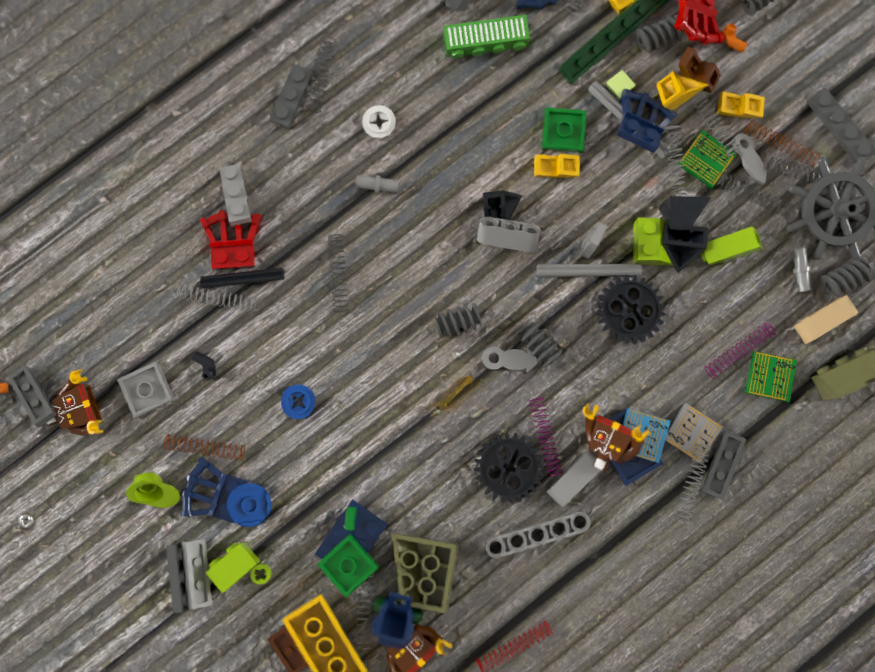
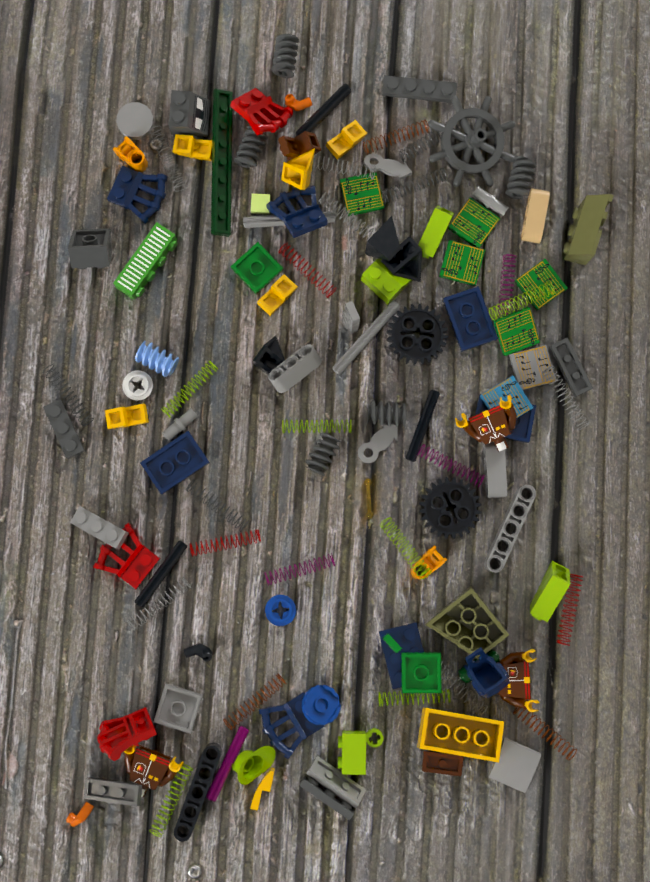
camera: 55 degrees left, 0 degrees up
(81, 467) = (197, 801): none -> black beam
(86, 362) = (121, 733): none -> red plate
(101, 440) = (167, 802): none -> lime piece
(132, 470) = (227, 763): none -> magenta axle
(143, 517) = (265, 785): none -> yellow slope
(313, 310) = (192, 551): none -> red piece
(342, 207) = (175, 462): none -> dark blue plate
(345, 136) = (126, 416): none -> yellow slope
(352, 603) = (381, 702): none -> lime piece
(375, 411) = (324, 567): none -> magenta piece
(377, 165) = (192, 389): none -> lime piece
(412, 116) = (156, 360): none -> light blue piece
(431, 492) = (424, 572): none -> lime piece
(447, 490) = (433, 562): none -> light orange piece
(478, 294) = (283, 431): none -> lime piece
(514, 616) = (550, 591): none -> lime slope
(558, 382) = (422, 425): none -> black axle
(594, 137) = (327, 291): none -> red piece
(685, 342) = (470, 319): none -> dark blue plate
(711, 390) = (516, 331): none -> green tile
(720, 358) = (496, 318): none -> lime piece
(726, 293) = (462, 263): none -> green tile
(750, 66) = (325, 109): none -> black axle
(770, 273) = (474, 223): none -> green tile

